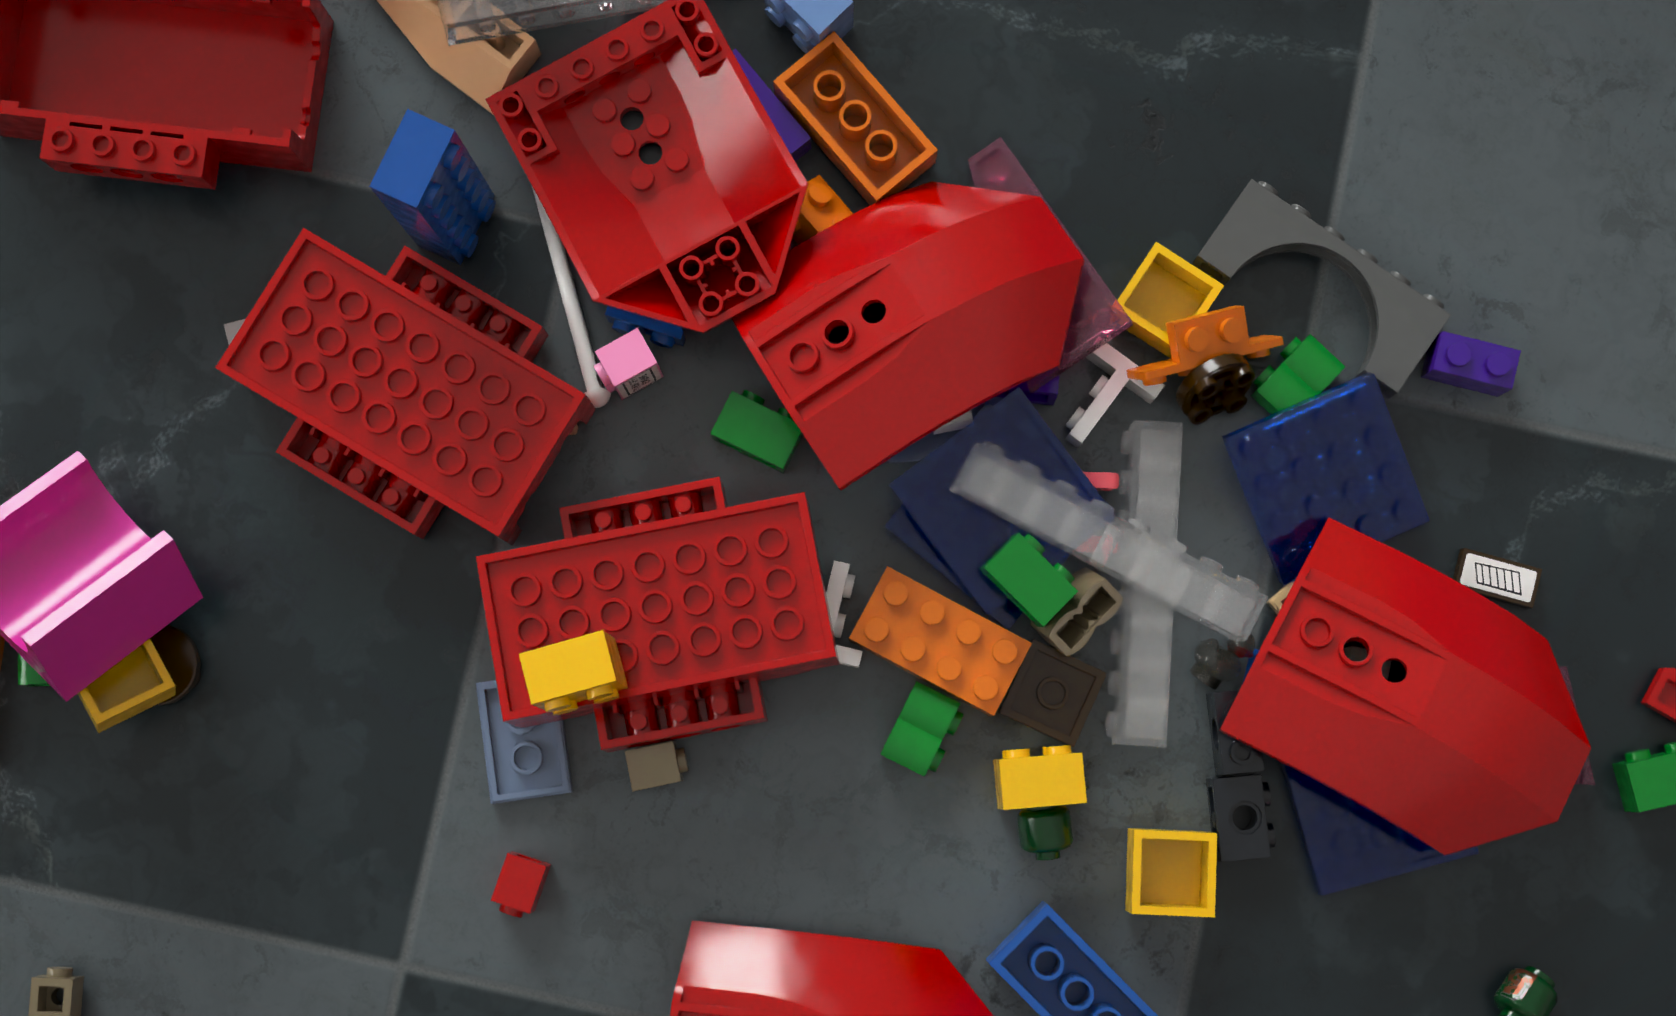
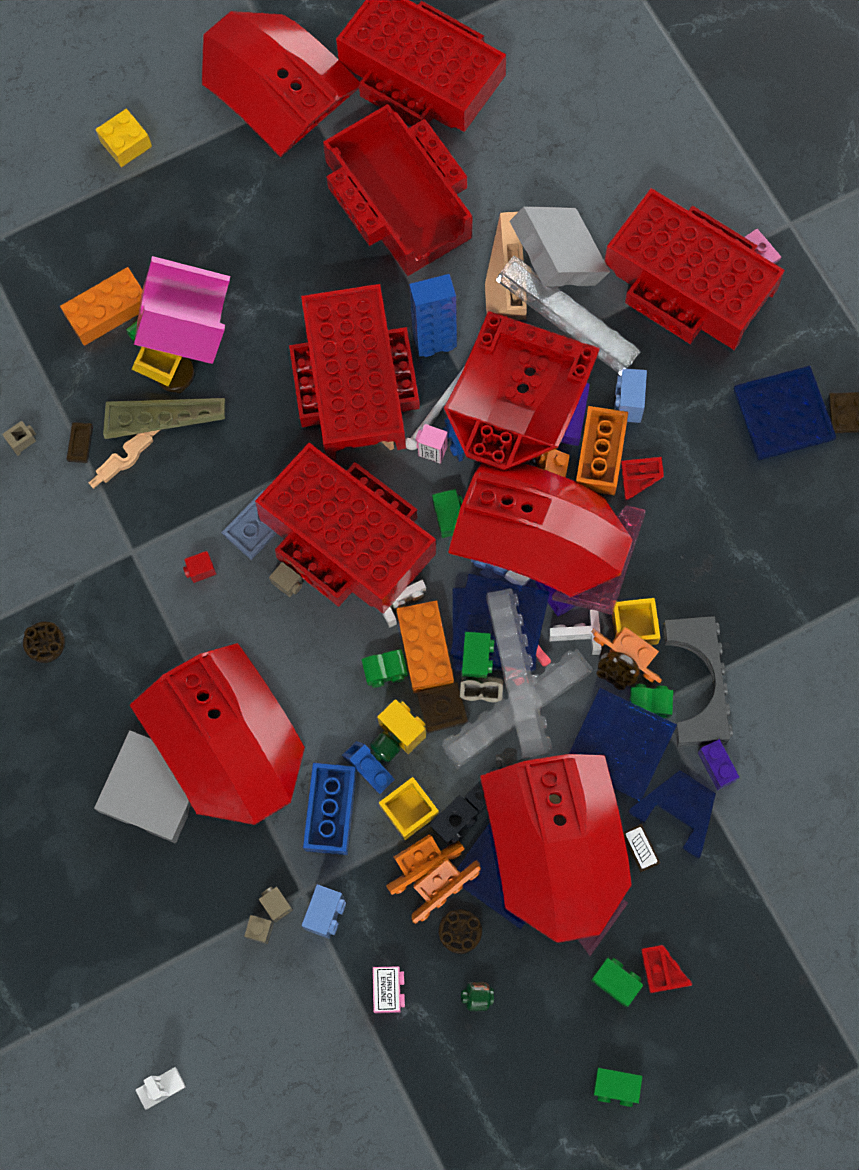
camera: 55 degrees right, 10 degrees down
(147, 908) = (79, 442): none -> dark brown tile
(194, 769) = (137, 417): none -> olive wing
(230, 878) = (116, 463): none -> light nougat piece
(574, 672) = (294, 506): yellow piece -> none
(938, 97) = (640, 474): none -> red wing
(1051, 880) = (368, 766): none -> blue bracket
(1261, 919) = (420, 860): none -> orange bracket
(1326, 919) = (440, 884): none -> orange bracket
(1407, 943) = (460, 931): none -> dark brown tile
(1480, 455) = (684, 800): none -> clear blue wing

